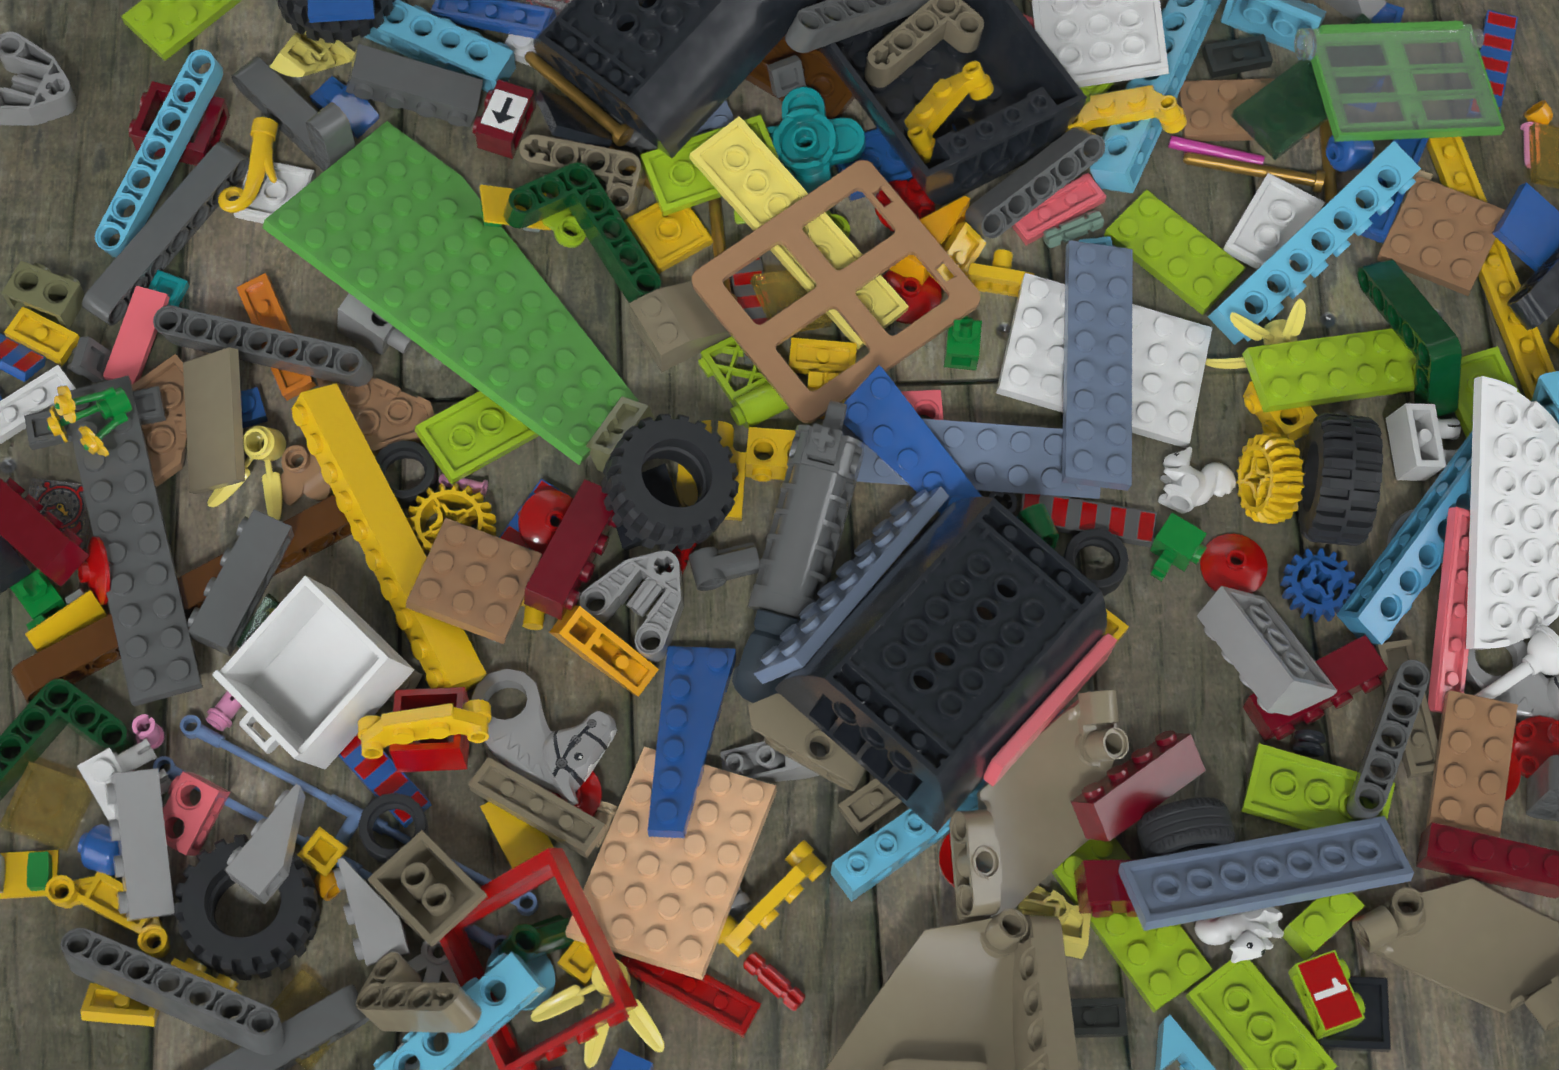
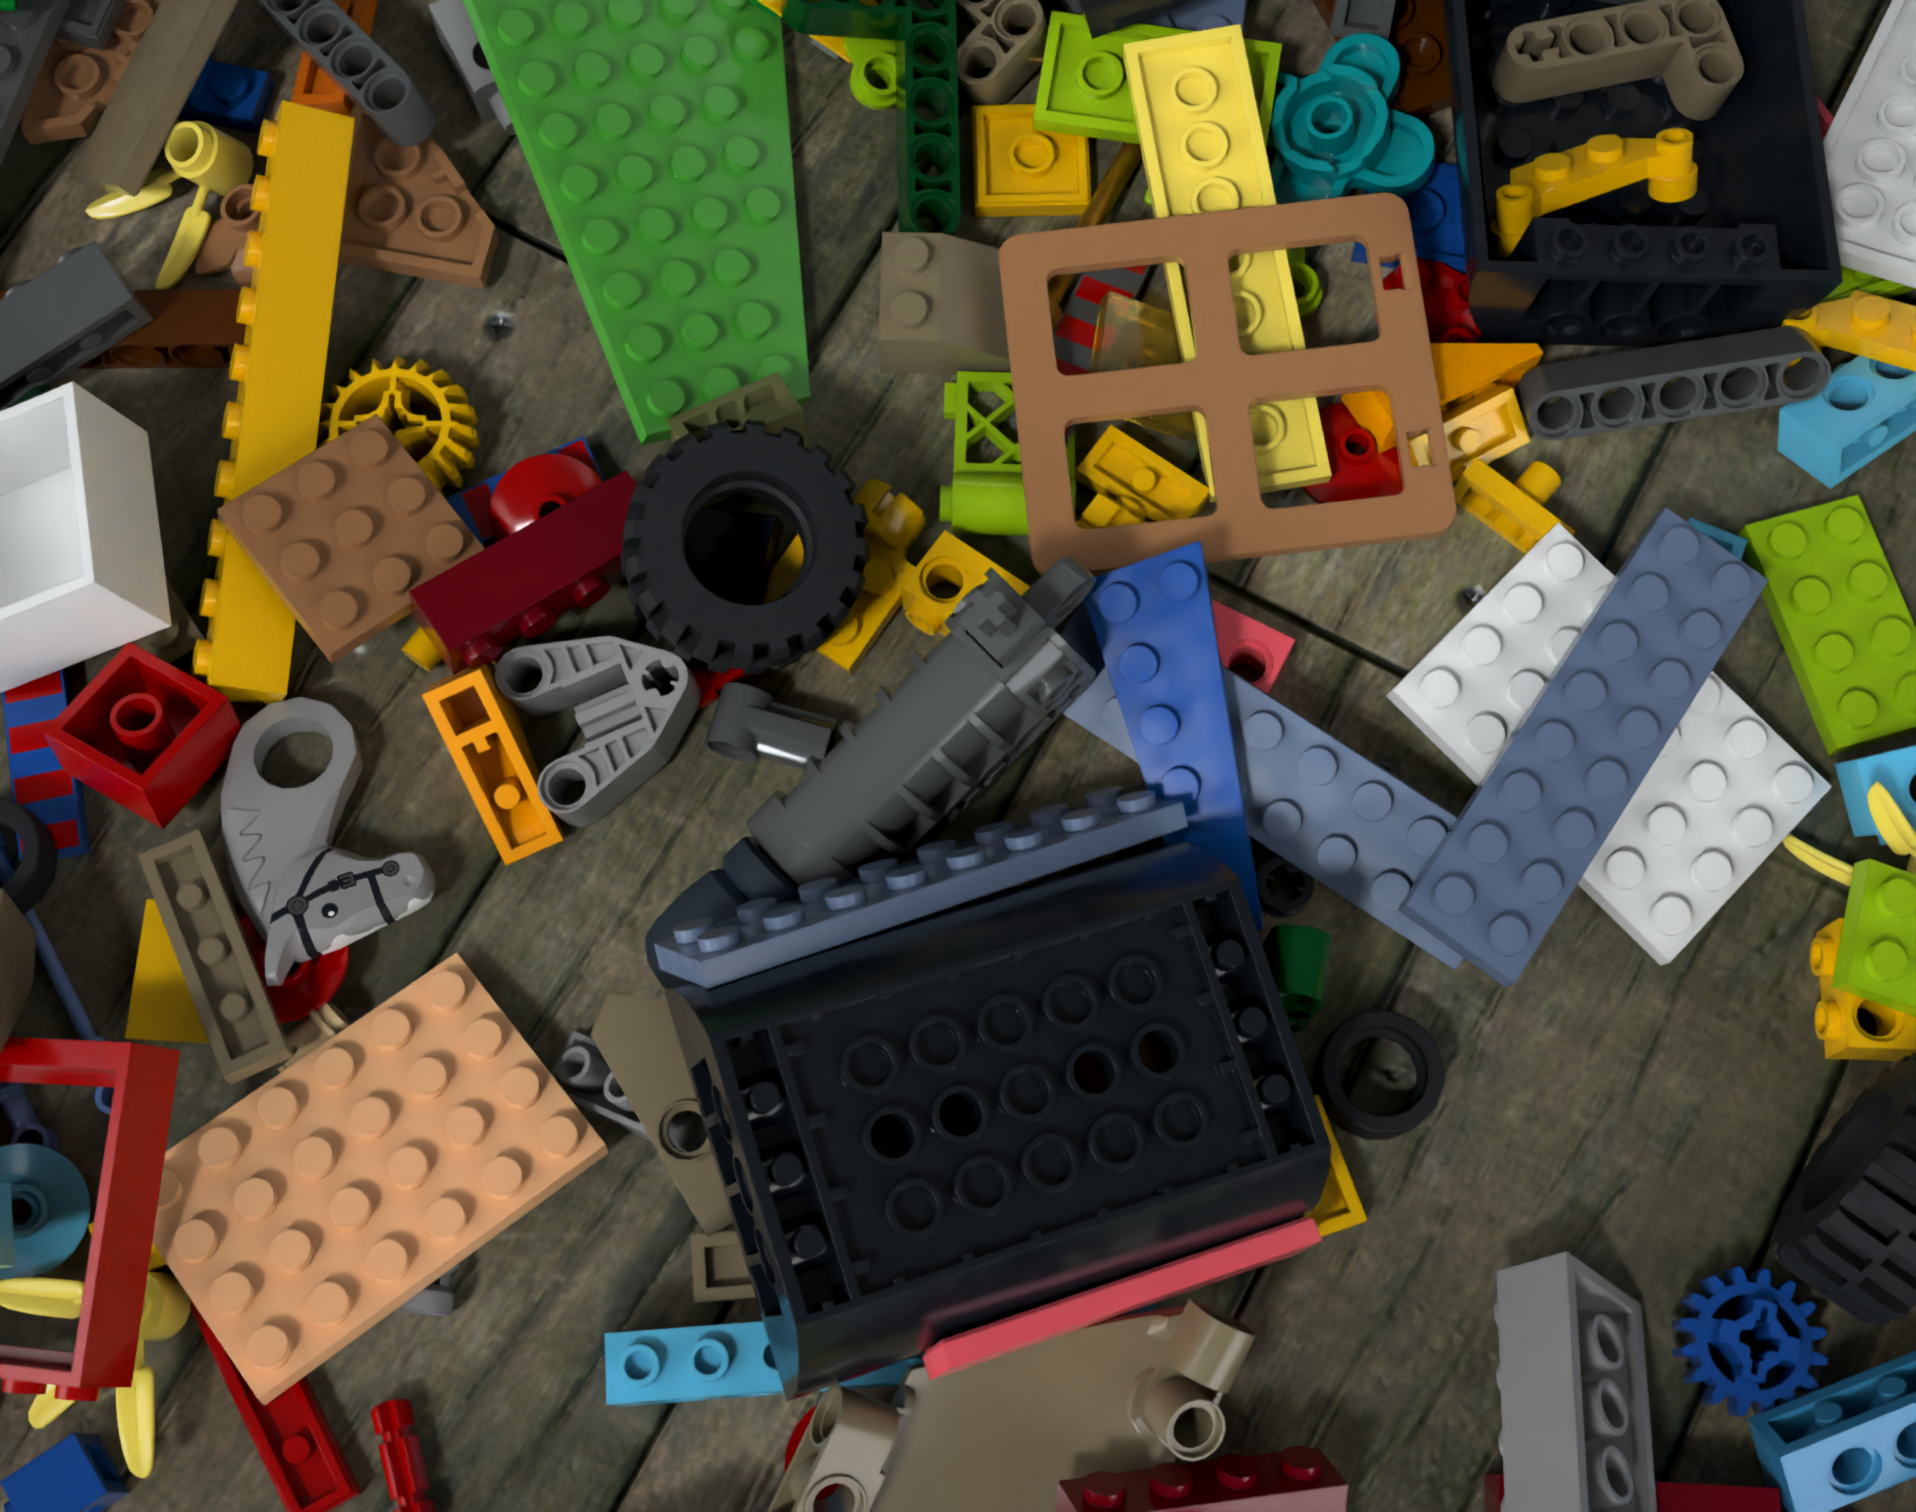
camera: 35 degrees right, 5 degrees up
(409, 450) = (385, 277): black tyre -> none
(424, 723) = (120, 727): yellow plate -> none
(471, 436) = (510, 311): lime plate -> none
(476, 486) = (485, 402): bright pink piece -> none
(537, 938) = (75, 1168): dark green piece -> none
(688, 715) = (554, 938): blue wing -> none
(804, 865) = (578, 1303): yellow plate -> none
(963, 344) = (1385, 584): green brick -> none
(1061, 207) = (1690, 450): coral tile -> none
(1073, 229) = (1692, 495): sand green axle -> none
(1077, 515) = (1410, 984): tile -> none
(1177, 545) = (1541, 1126): green brick -> none
(1190, 487) = (1627, 1039): white animal -> none
(1220, 571) = (1589, 1220): red dish -> none
(1270, 478) = (1774, 1108): yellow gear -> none

